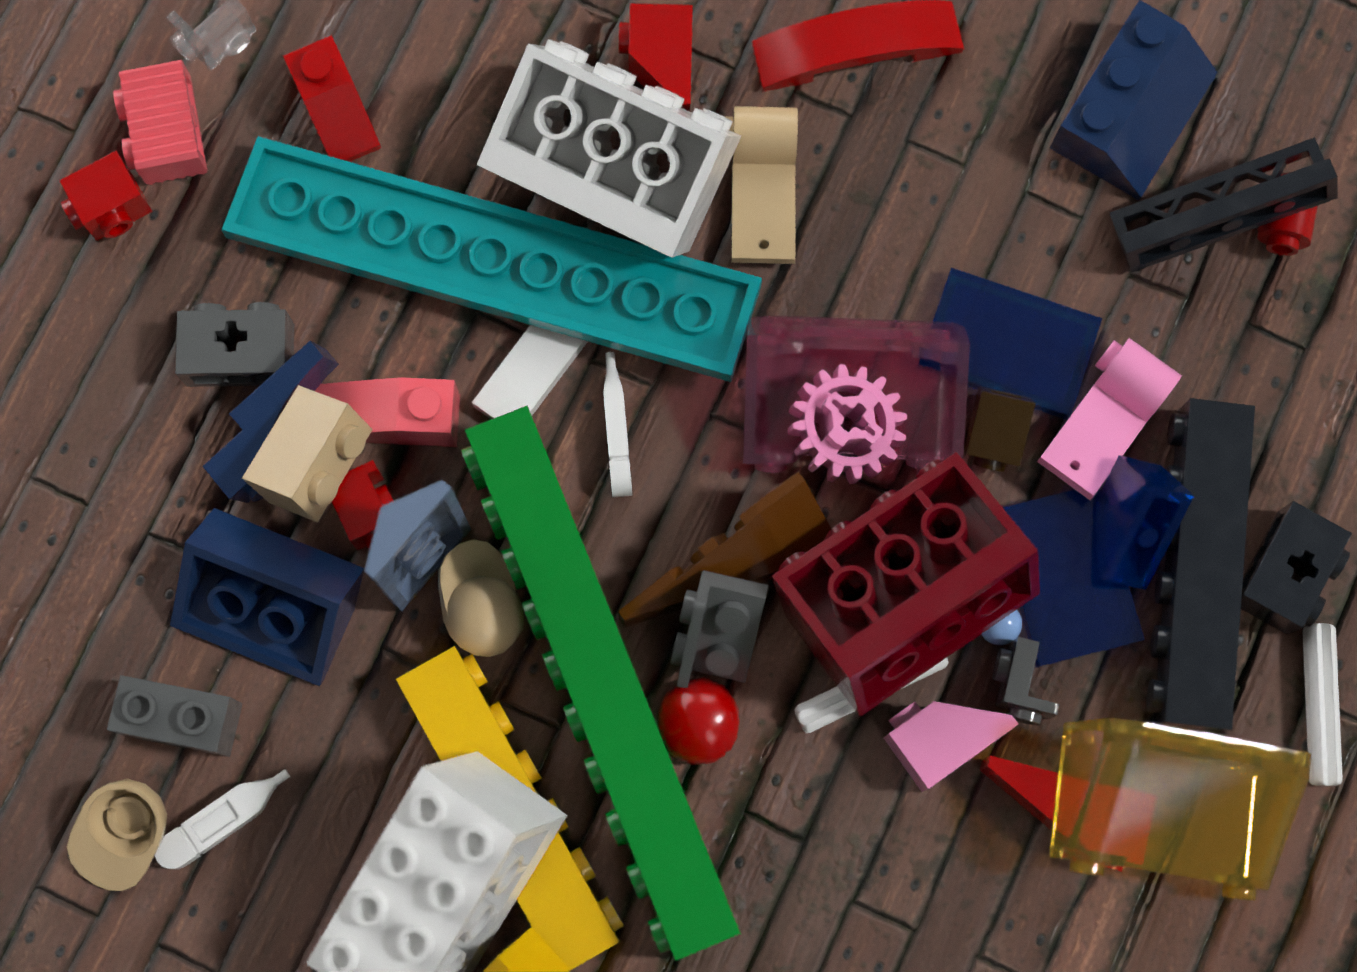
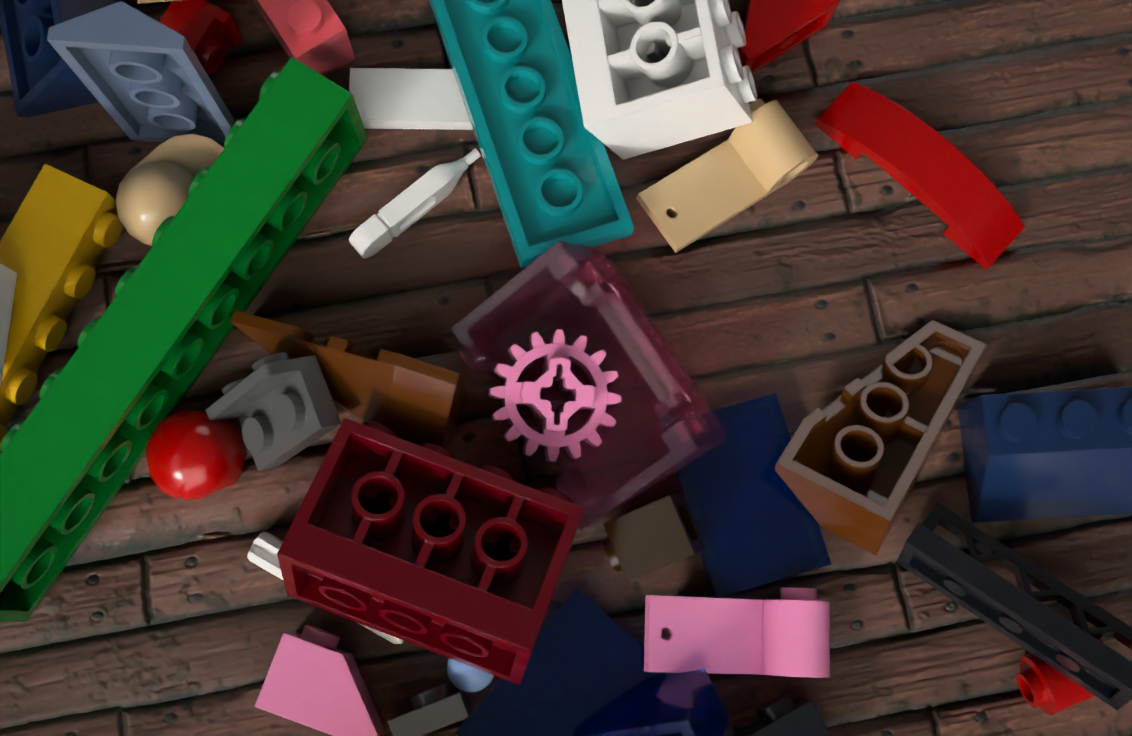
camera: 50 degrees right, 0 degrees up
(1035, 222) = (870, 444): none -> reddish brown wedge

